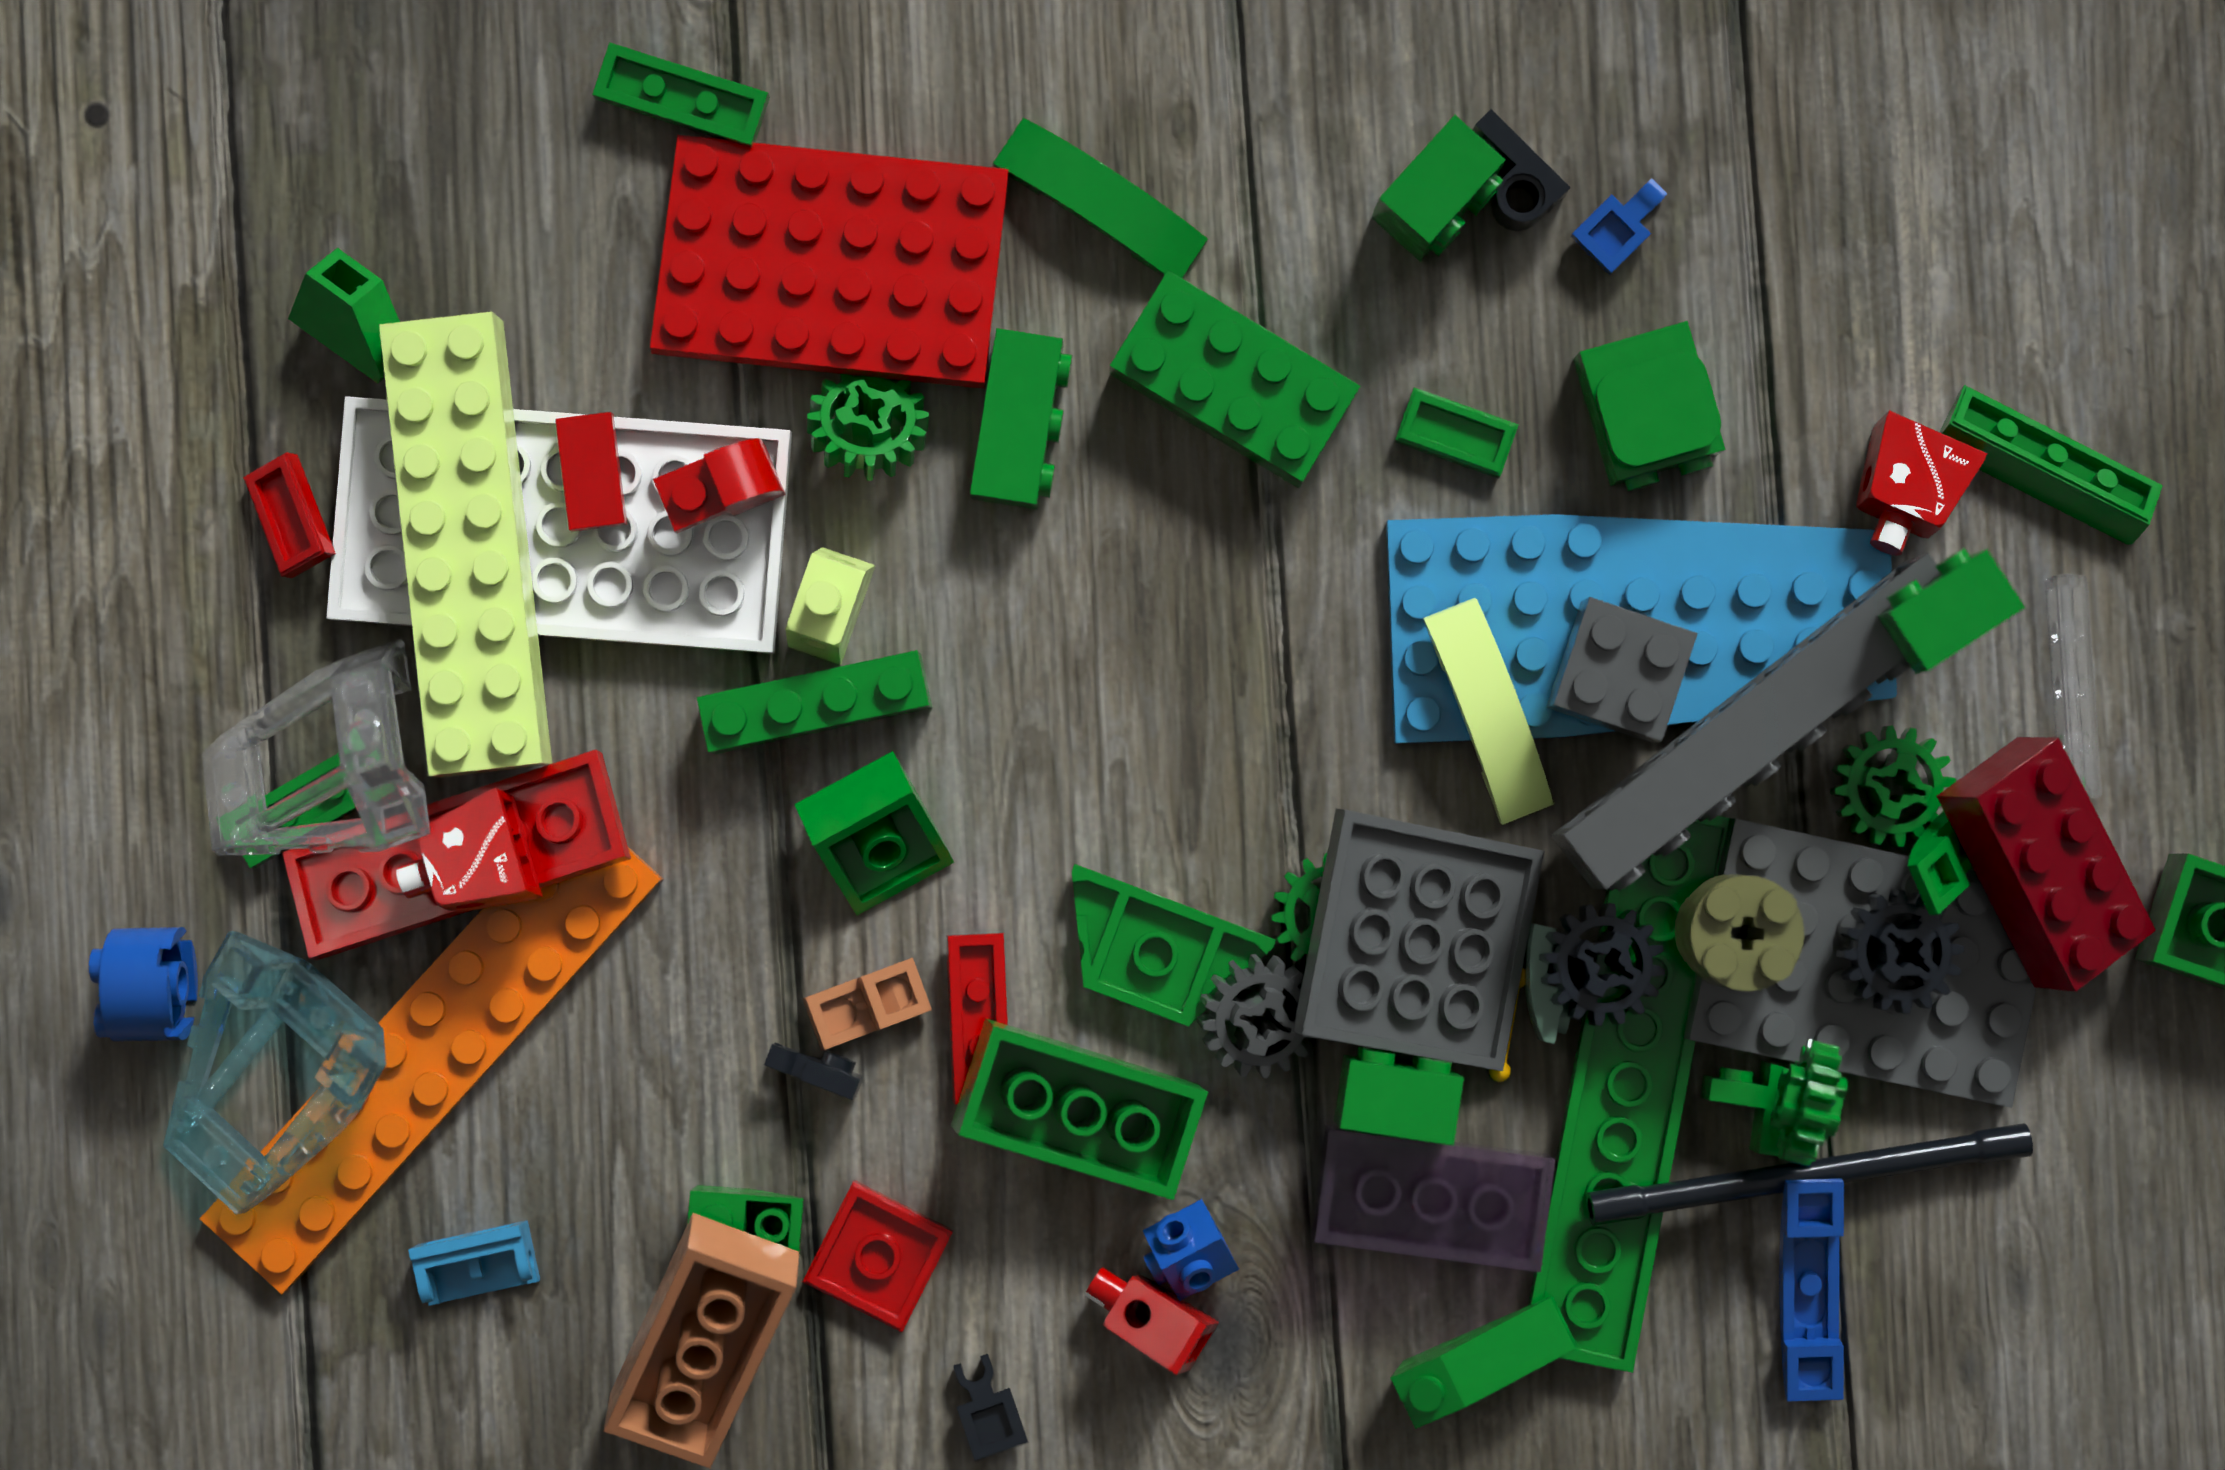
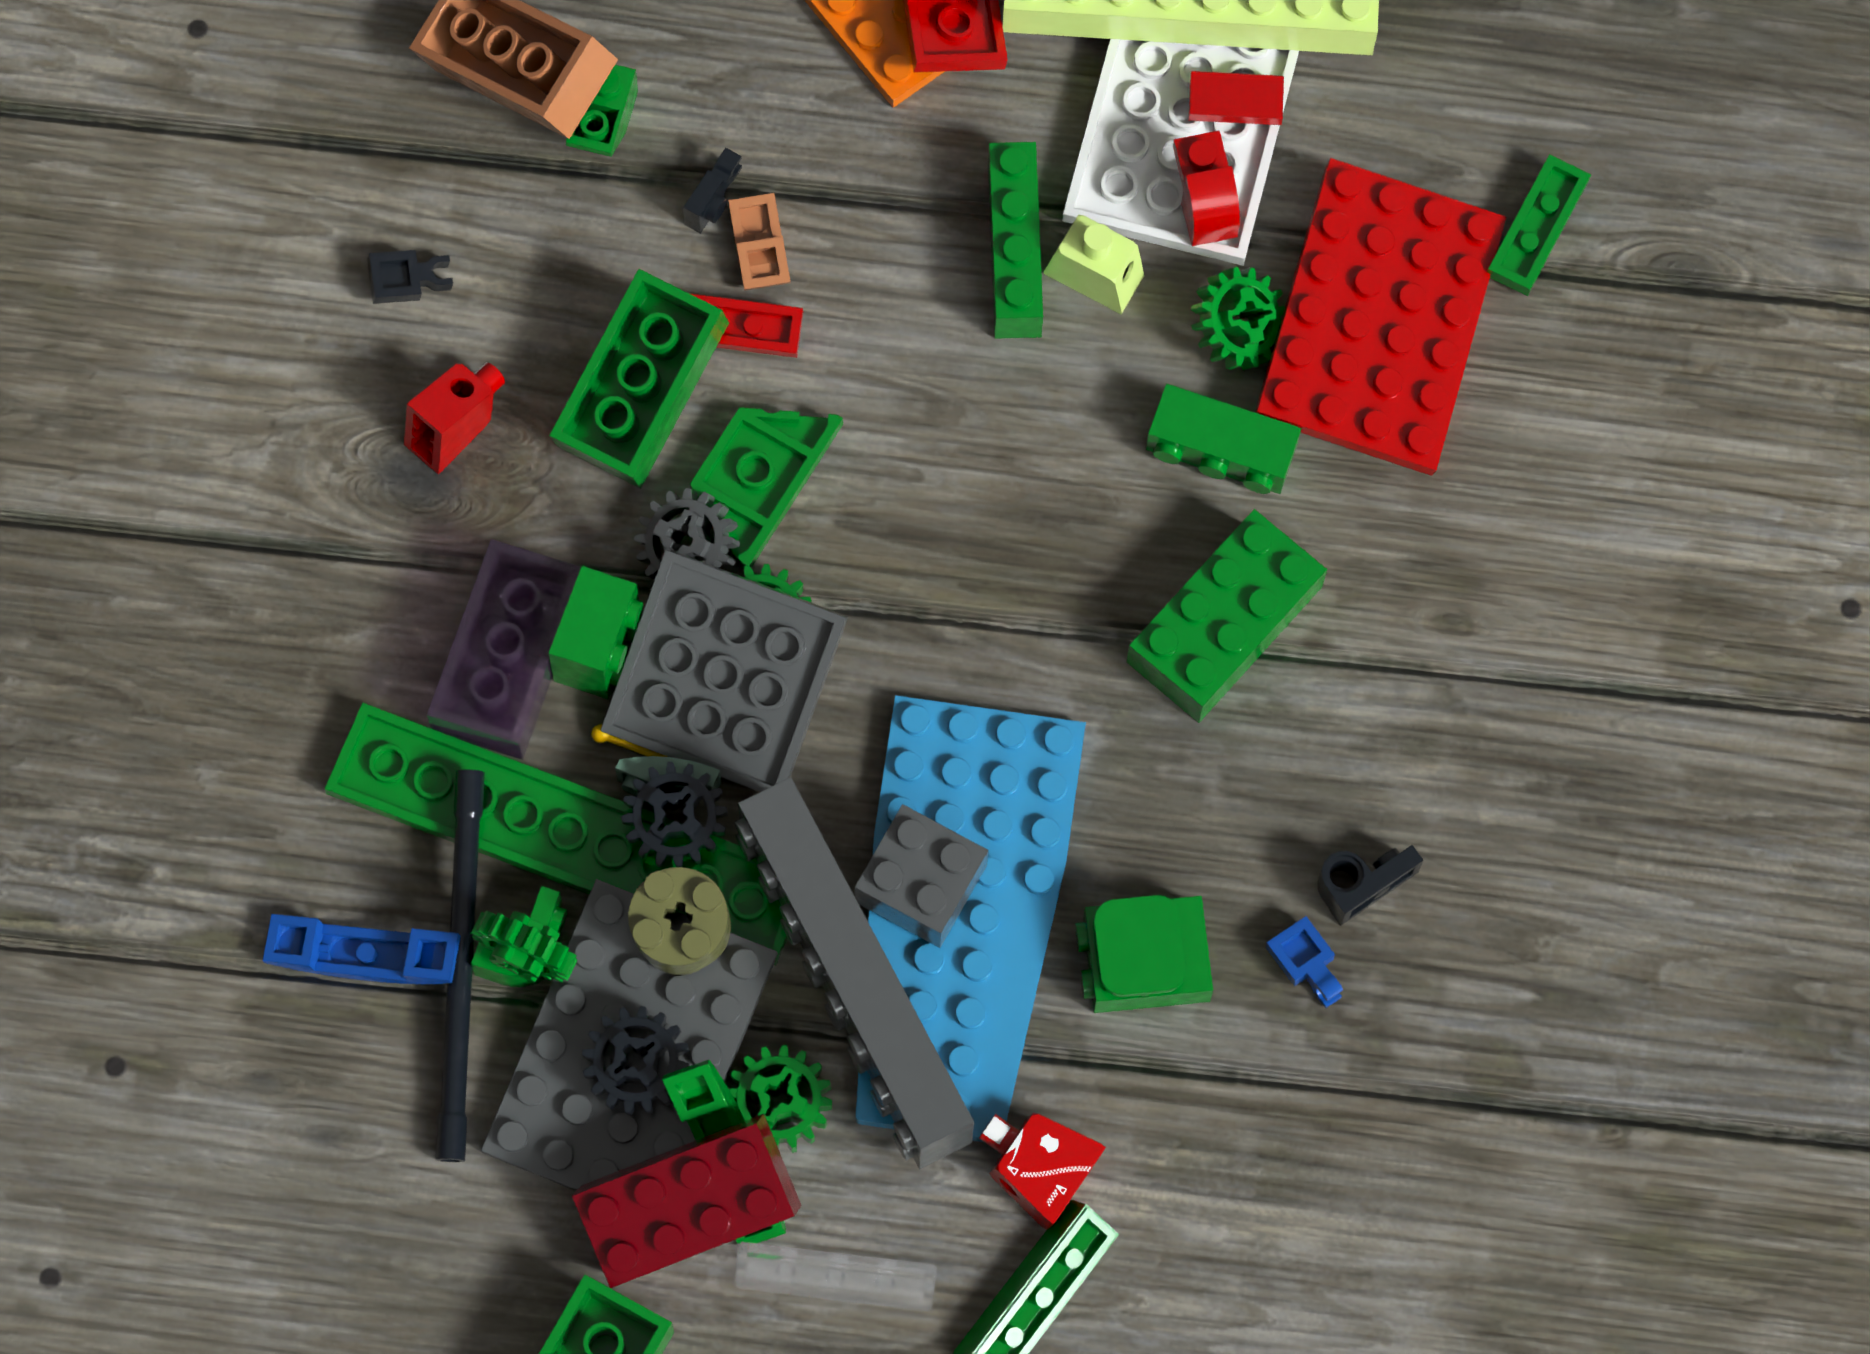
camera: 95 degrees right, 15 degrees down
(873, 833) = (898, 267): green slope -> none
(877, 1256) = (550, 216): red tile -> none
(1101, 198) = (1396, 542): green slope -> none
(1188, 1251) = (504, 450): blue brick -> none
(1437, 188) = (1360, 802): green brick -> none
(1456, 433) = (1151, 796): green tile -> none
(1481, 1361) = (361, 662): green slope -> none
(1490, 710) = (906, 769): yellowish green slope -> none
(1950, 610) = (921, 1120): green brick -> none

